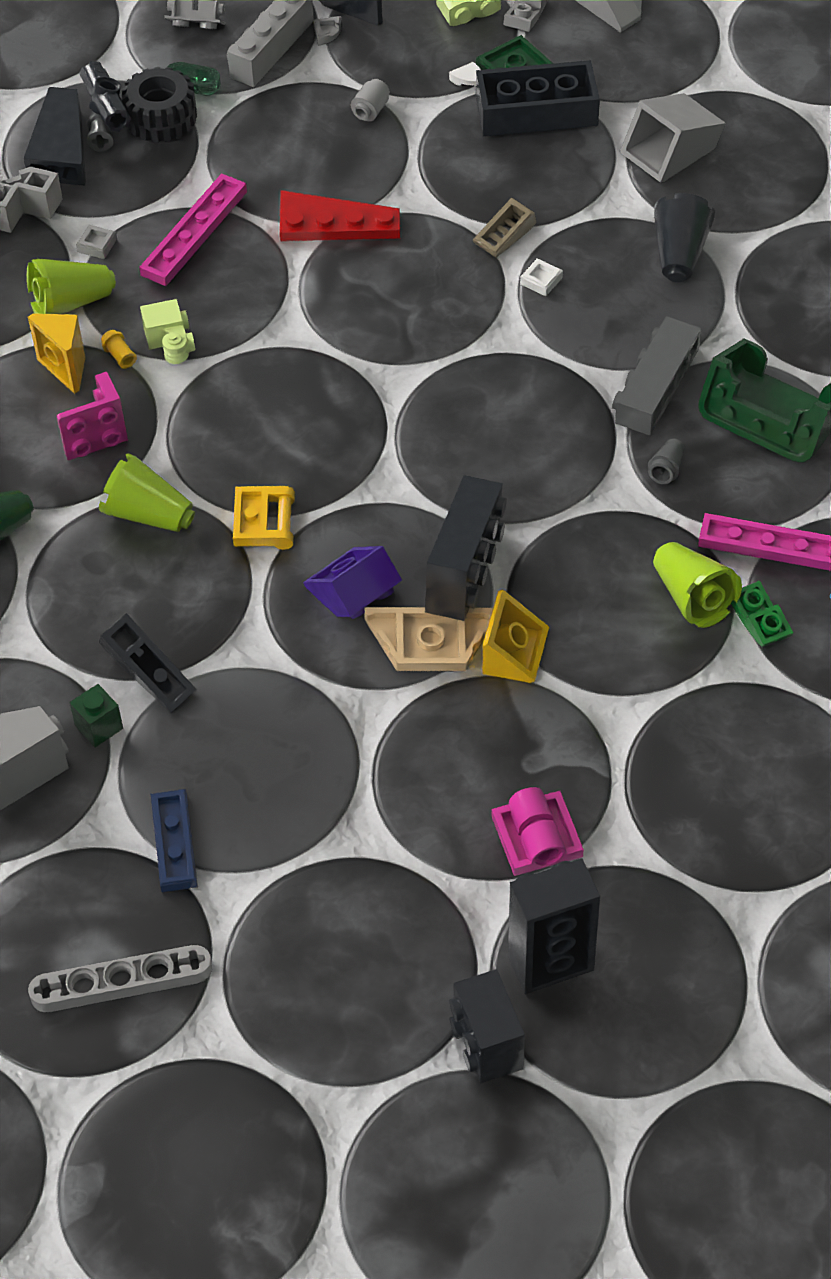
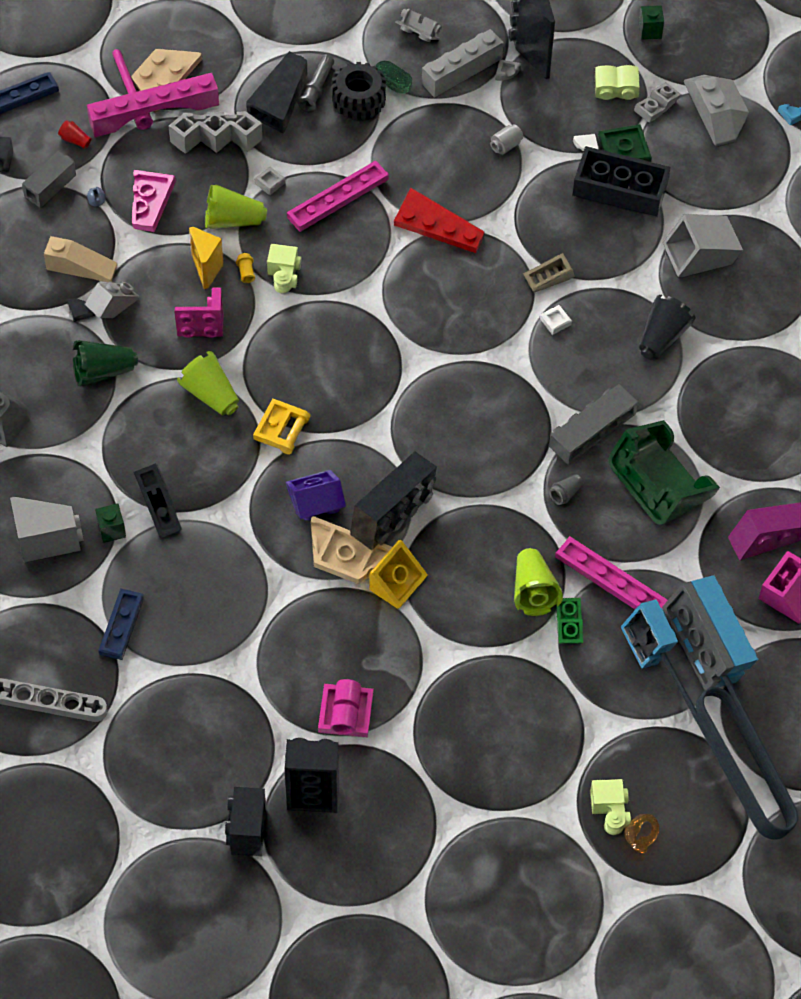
camera: 20 degrees right, 5 degrees up
(105, 96) = (321, 73): black piece -> none

